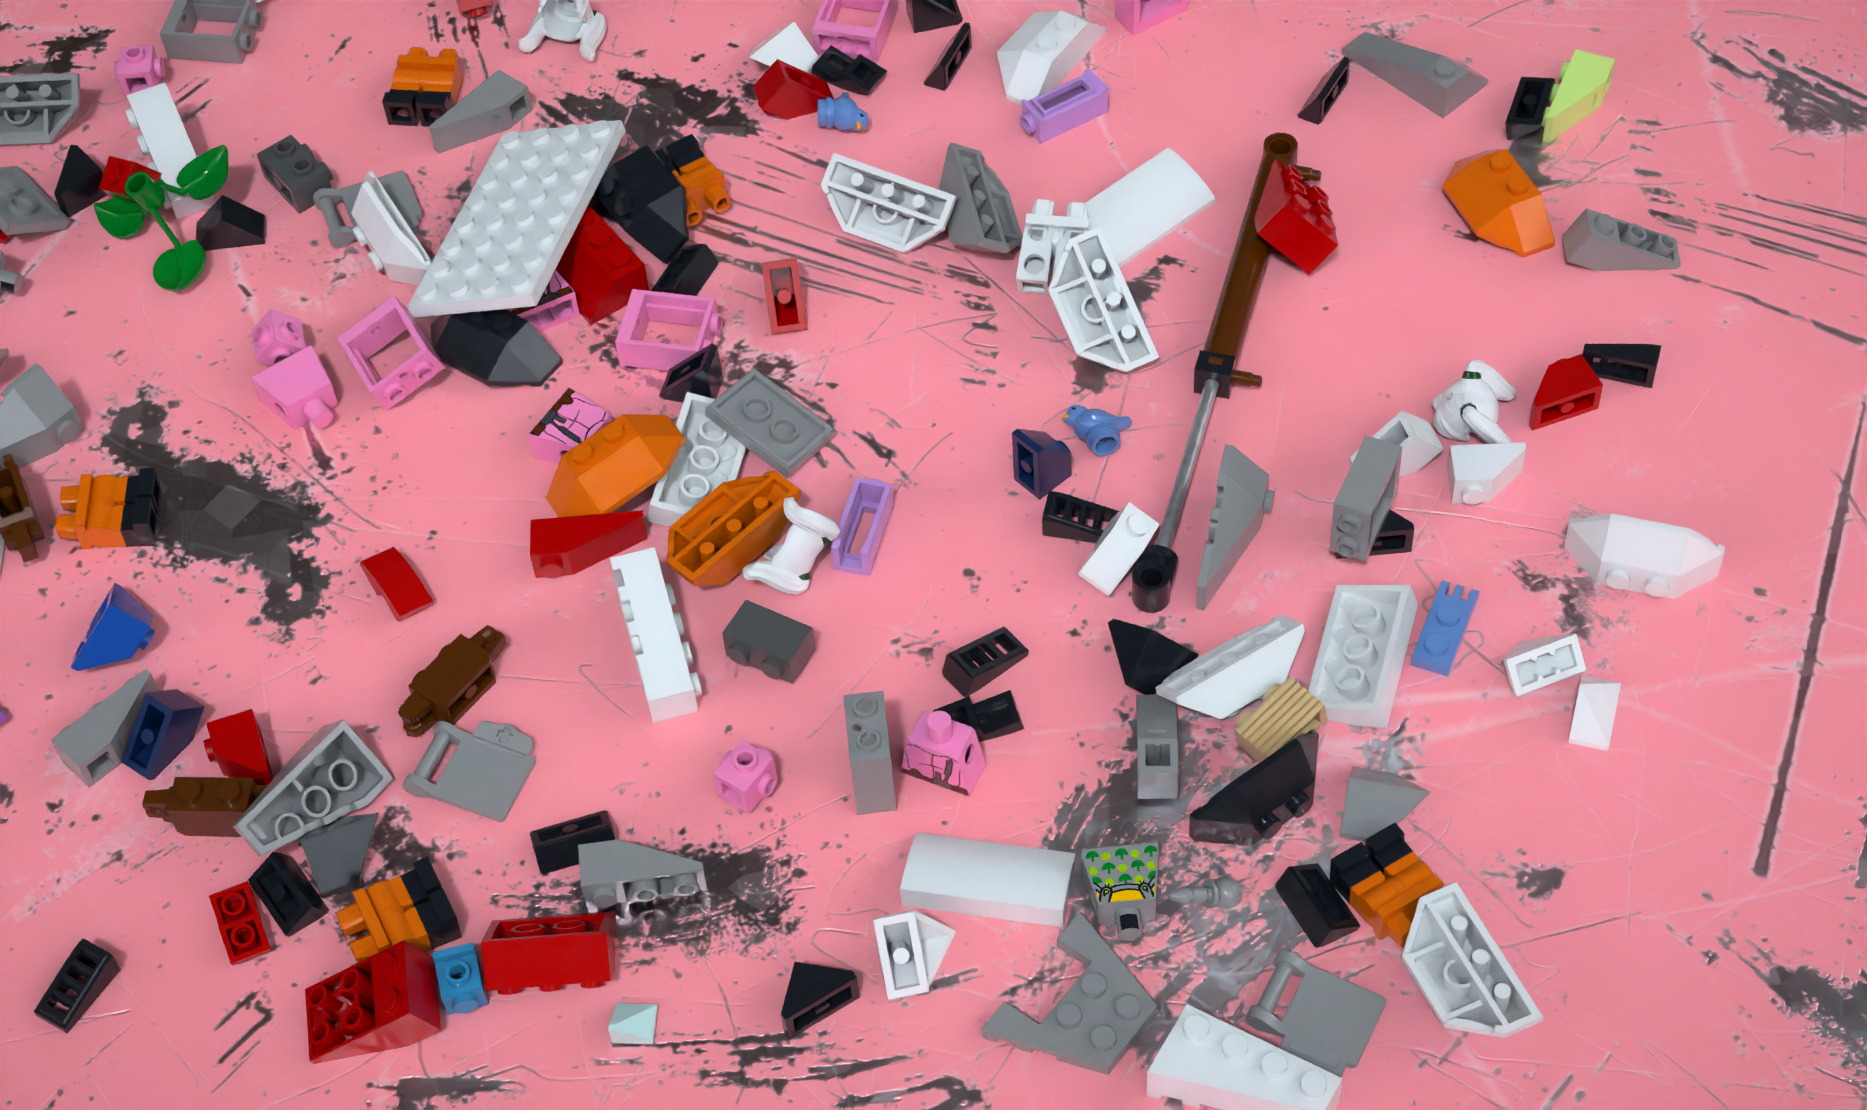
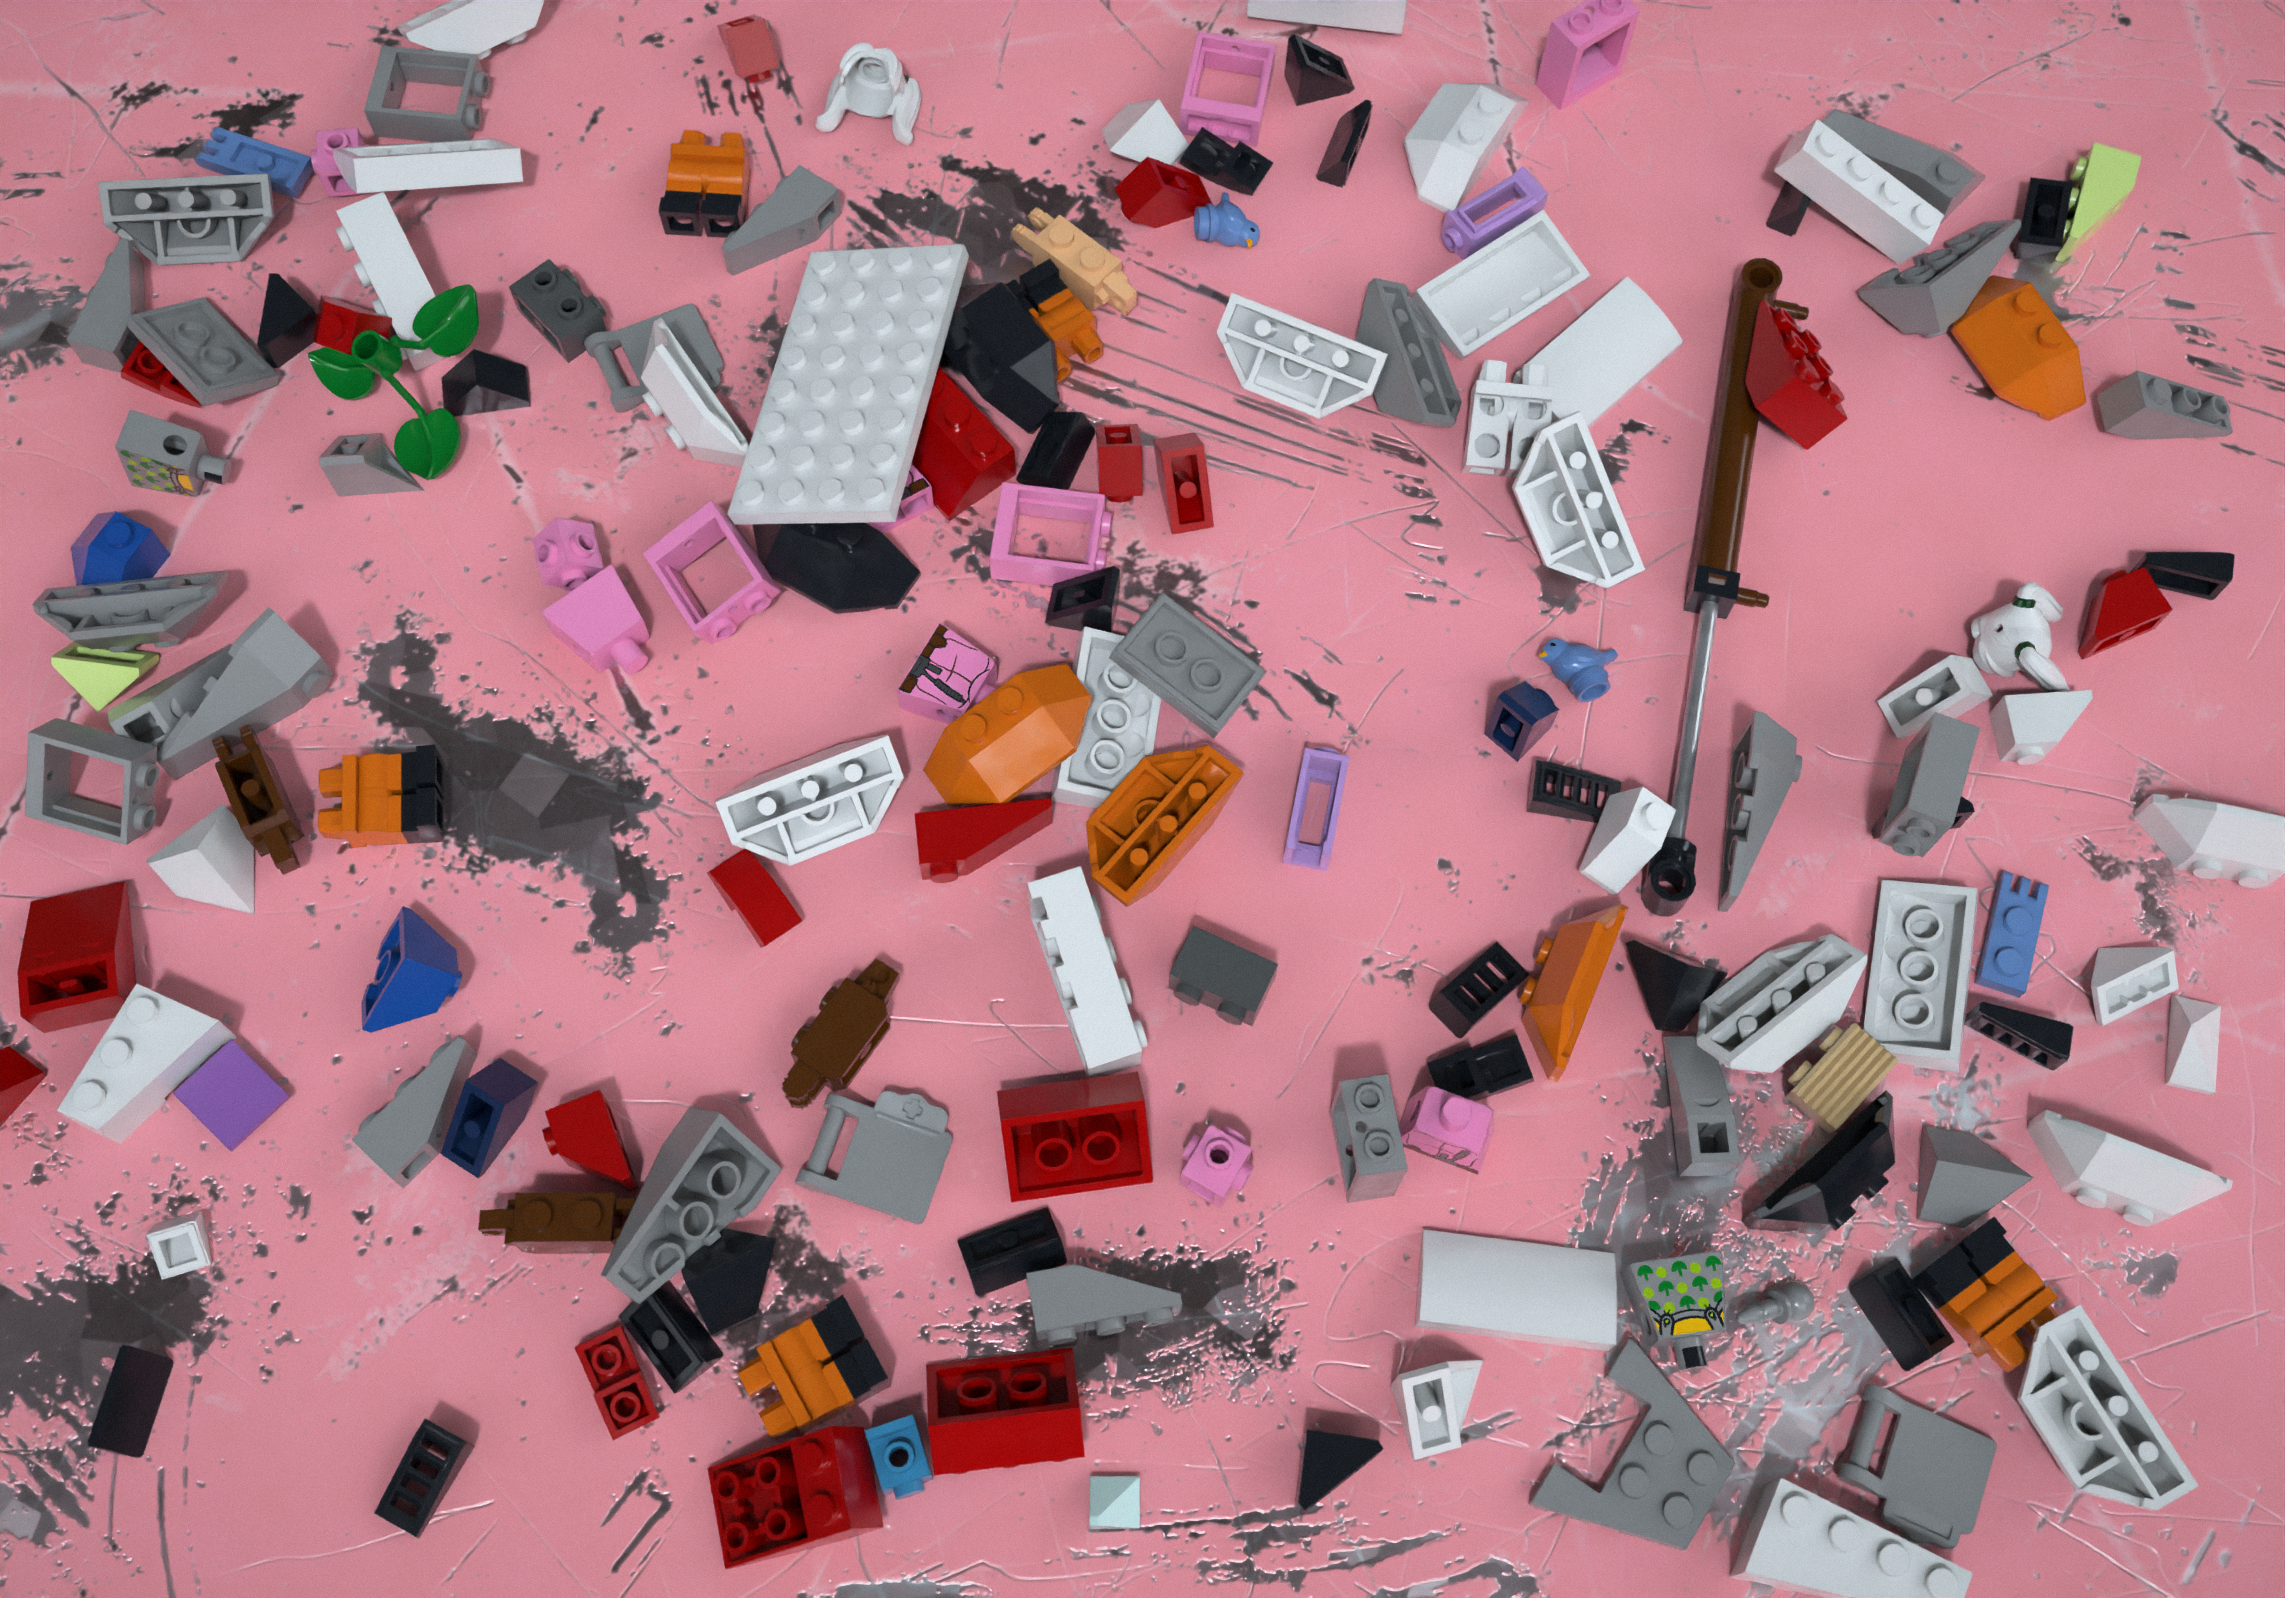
camera: 10 degrees left, 15 degrees up
(94, 77) = (244, 155): none -> medium blue hinge
(127, 284) = (365, 467): none -> light grey slope
(205, 68) = (429, 165): none -> white slope
(452, 514) = (814, 801): none -> white wedge
(633, 756) = (1075, 1136): none -> red slope
(717, 138) = (1082, 263): none -> light nougat hinge
(731, 280) = (1119, 461): none -> red slope
(791, 562) = (1239, 853): white hair -> none
(1060, 650) = (1567, 984): none -> orange wedge
(1064, 155) = (1500, 285): none -> white slope
(1367, 84) = (1858, 192): none -> white brick
(1435, 155) = (1941, 282): none -> light grey wedge
(1441, 695) = (2032, 1036): none -> black slope
(1520, 797) = (2120, 1173): none -> white wedge

